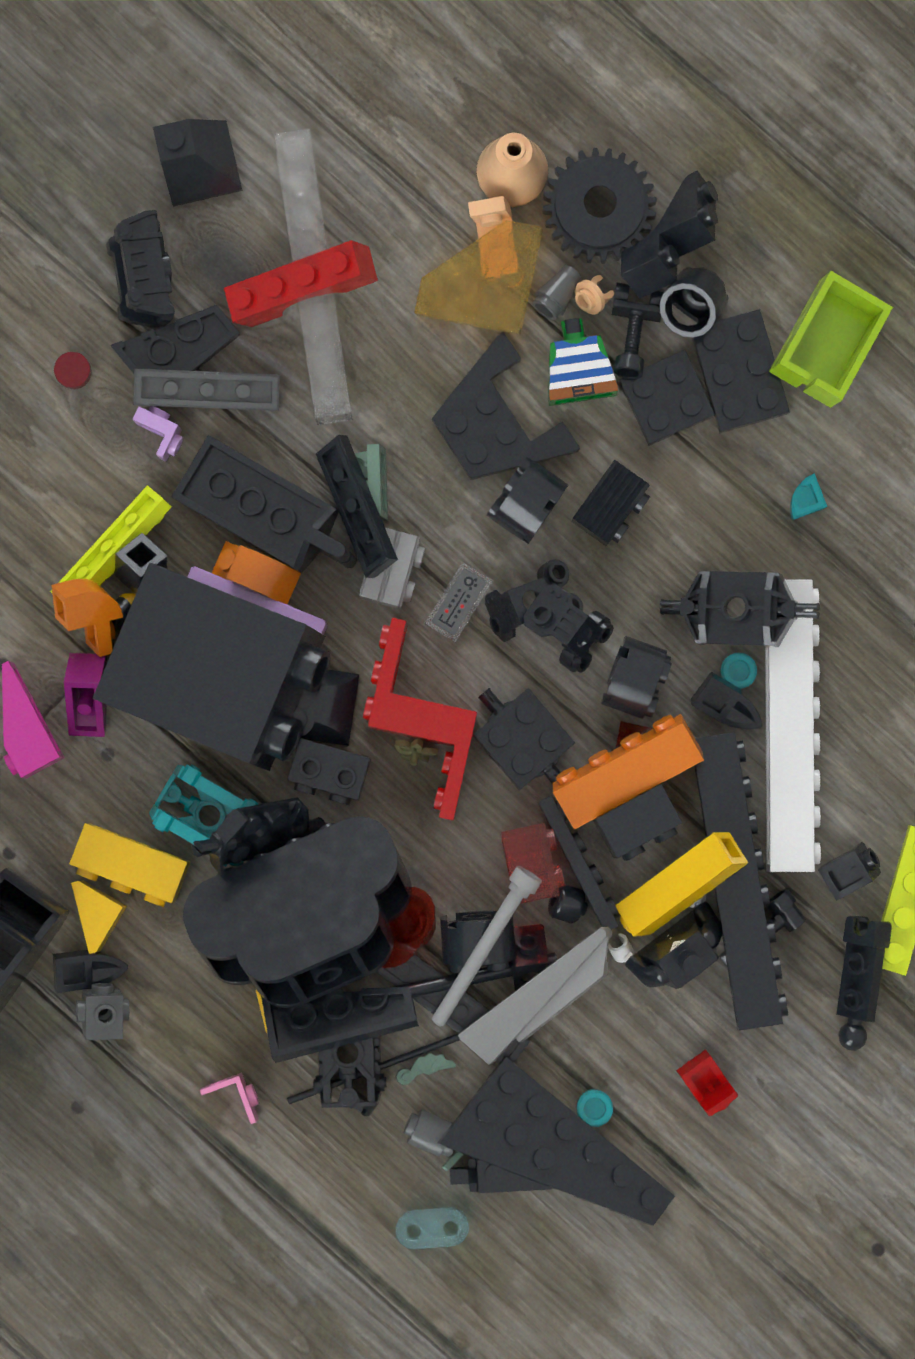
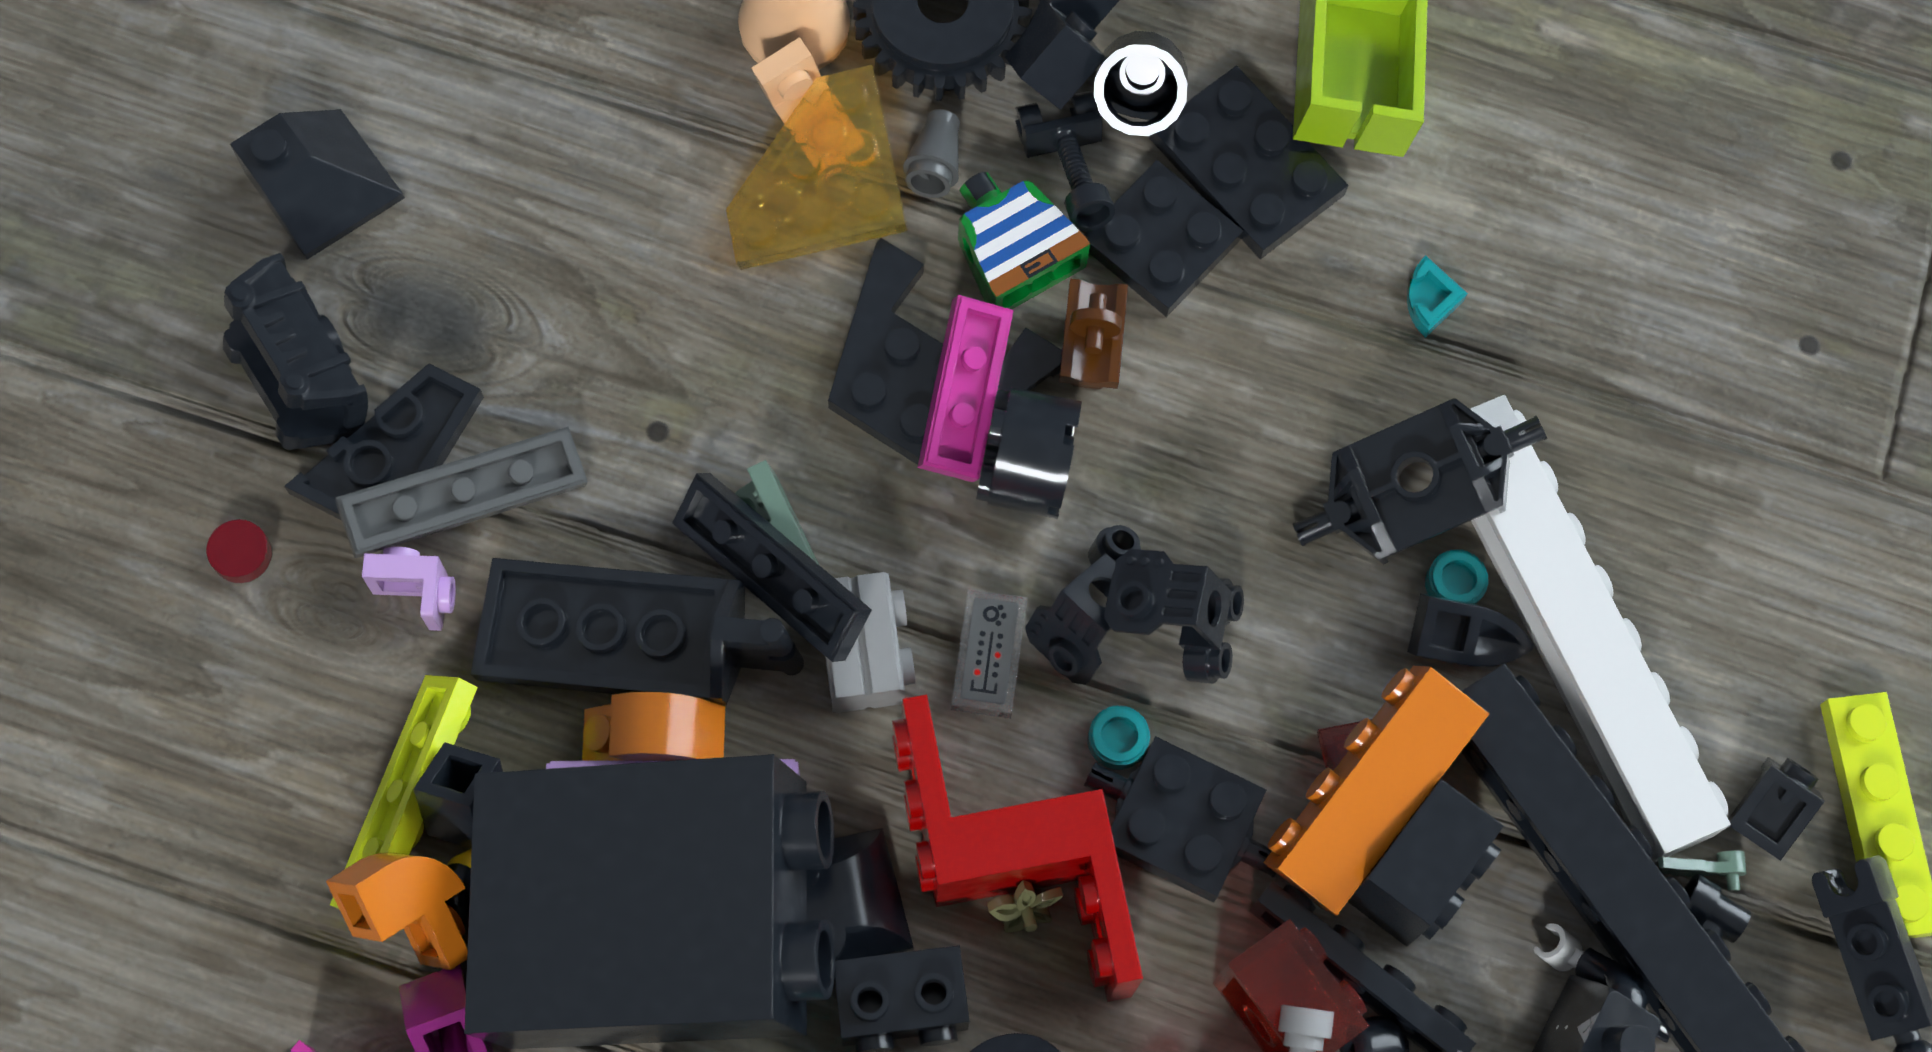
camera: 30 degrees left, 15 degrees down
(317, 313) = (565, 271): clear brick -> none
(325, 272) = (587, 230): red arch -> none
(509, 679) = (1118, 737): none -> teal tile
(510, 446) = (965, 388): none -> dark pink tile
(590, 297) = (987, 139): light nougat plate -> none
(597, 443) = (1093, 335): none -> reddish brown hips
(611, 503) = (1153, 413): black brick -> none
(635, 678) = (1317, 645): black brick -> none
(681, 884) = (1542, 932): yellow brick -> none
(809, 890) = (1729, 865): none -> sand green piece

